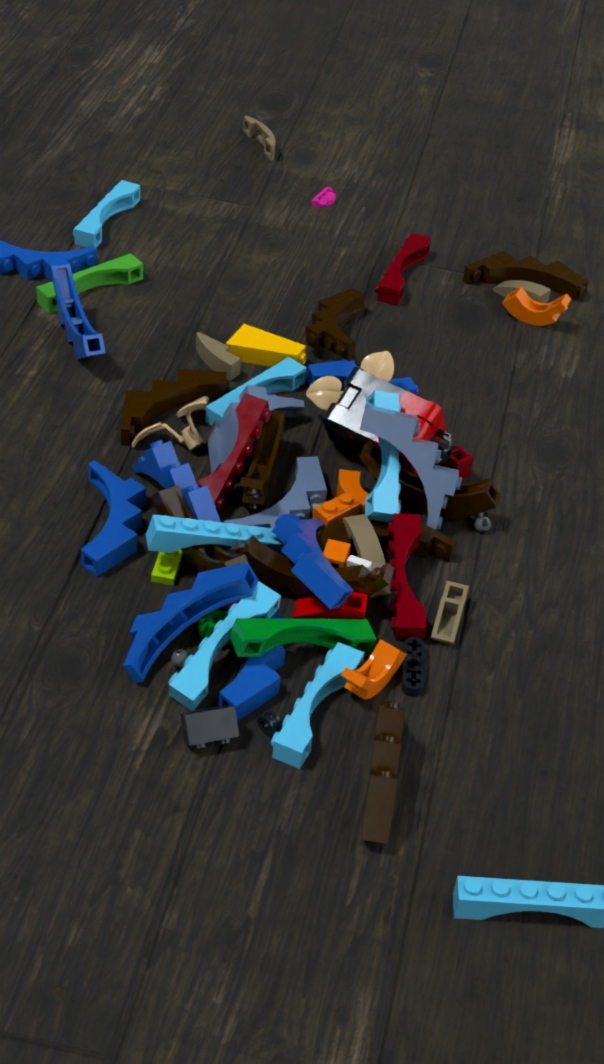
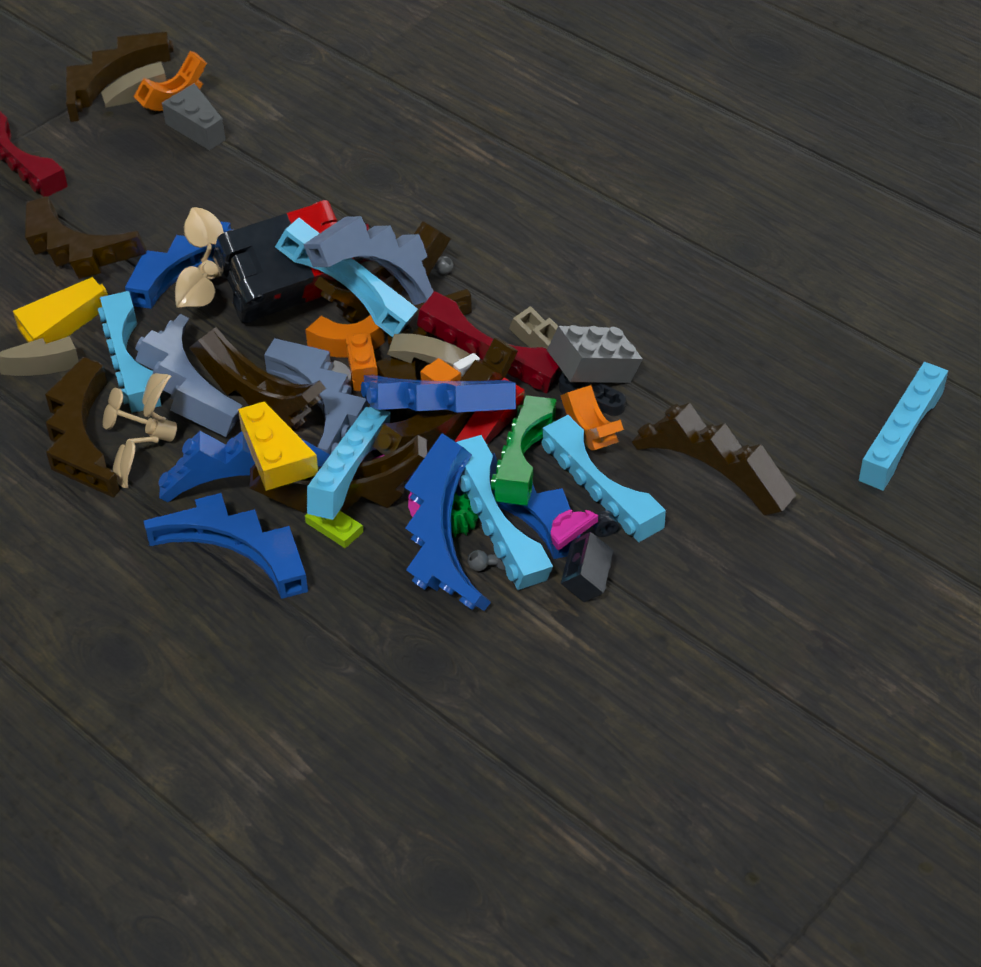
camera: 55 degrees left, 5 degrees up
(174, 480) = (275, 447): none -> yellow wedge
(238, 694) = (570, 525): none -> dark pink tile
(251, 416) = (205, 357): dark red arch -> none
(442, 644) = (594, 354): none -> dark grey brick
(518, 331) = (194, 117): none -> dark grey wedge

